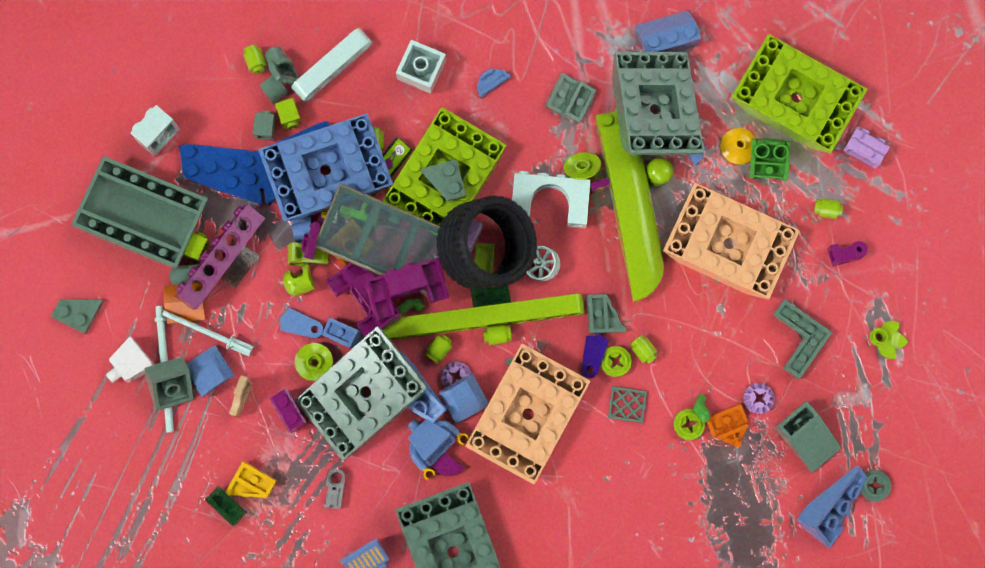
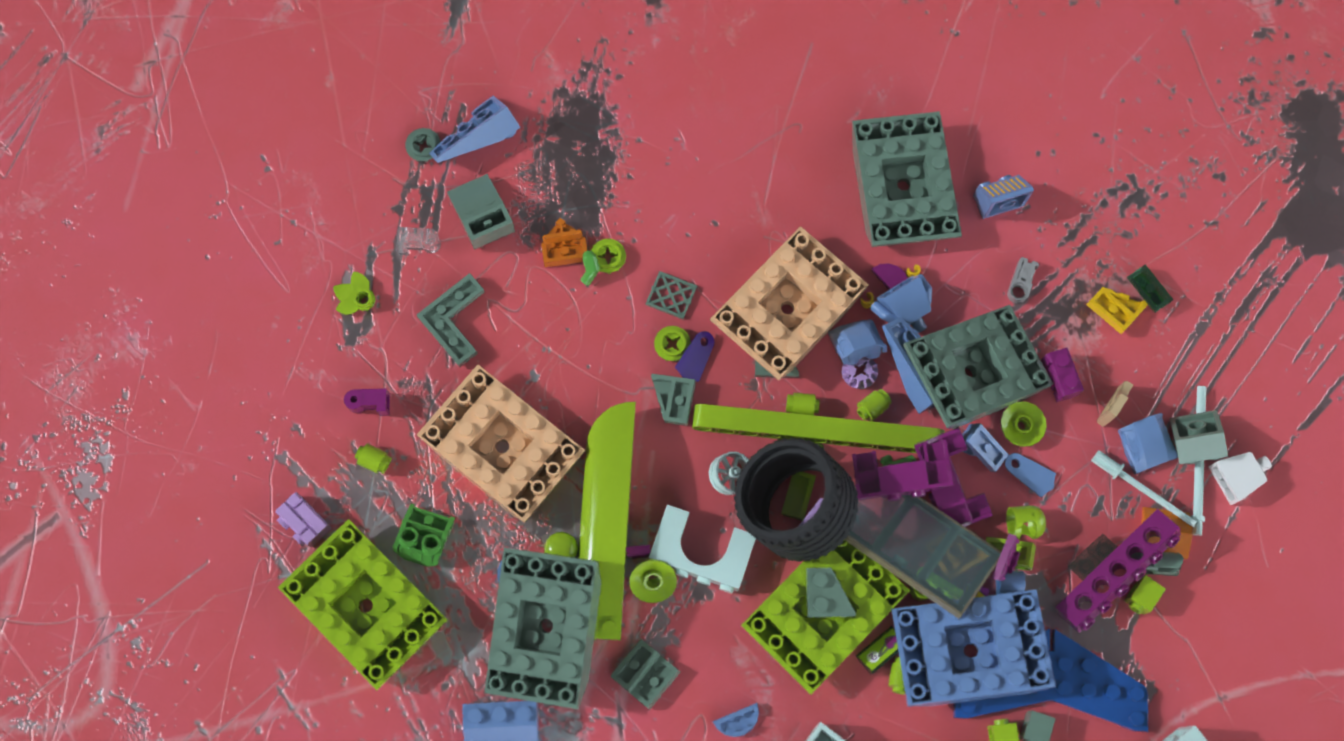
camera: 170 degrees left, 5 degrees down
(77, 312) = (1297, 550): sand green wing -> none
(139, 212) = (1210, 651): sand green slope -> none
(644, 349) = (636, 347): lime brick -> none
(731, 151) = (465, 569): yellow dish -> none
(758, 407) = (516, 275): lavender gear -> none

